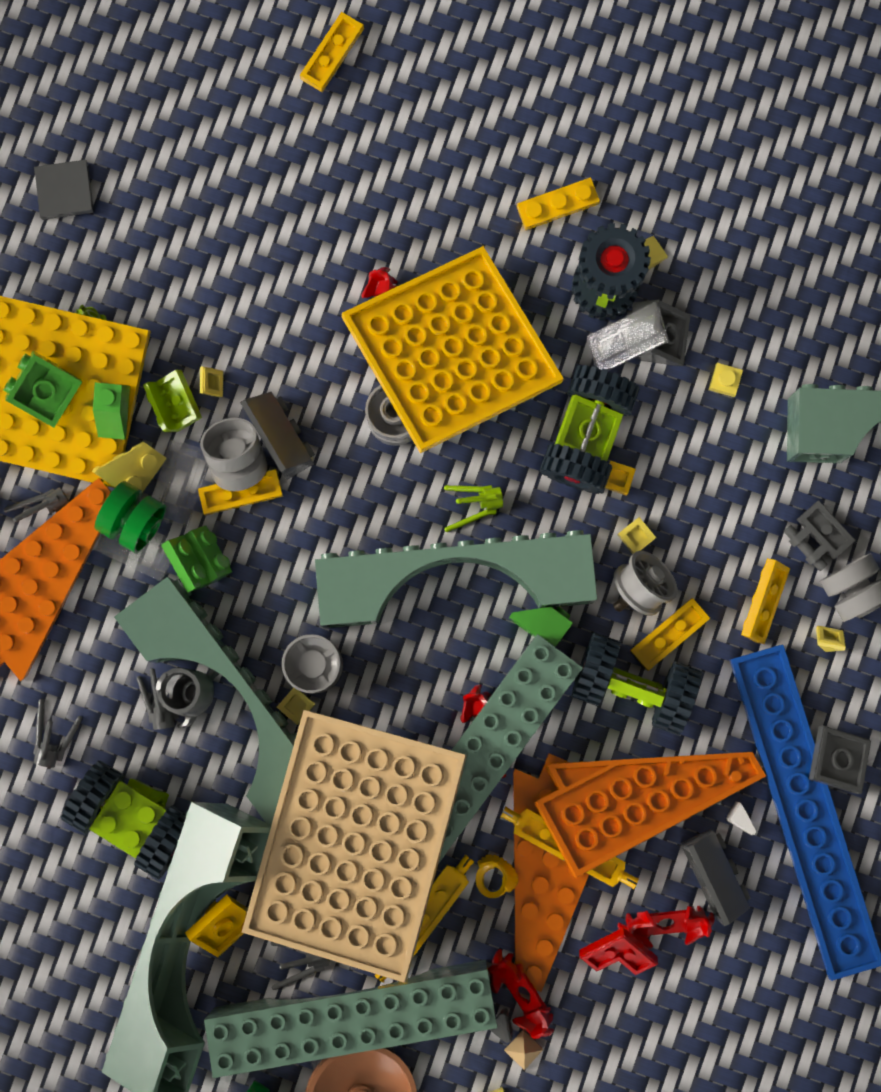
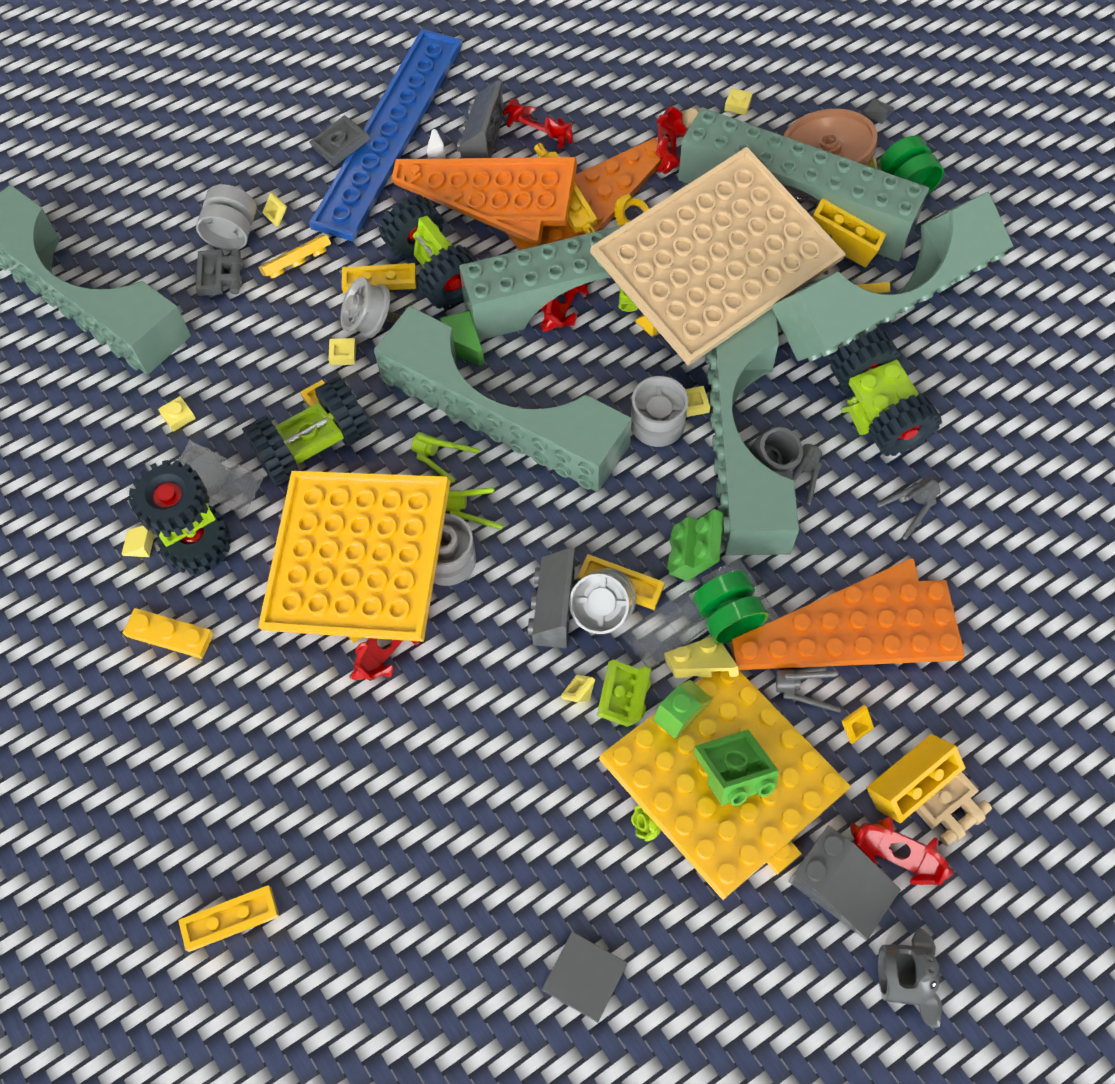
camera: 145 degrees left, 20 degrees down
(274, 986) = (851, 234): none -> yellow brick
(424, 466) = (458, 500): none -> lime plant
(619, 947) = (579, 121): red tile -> none

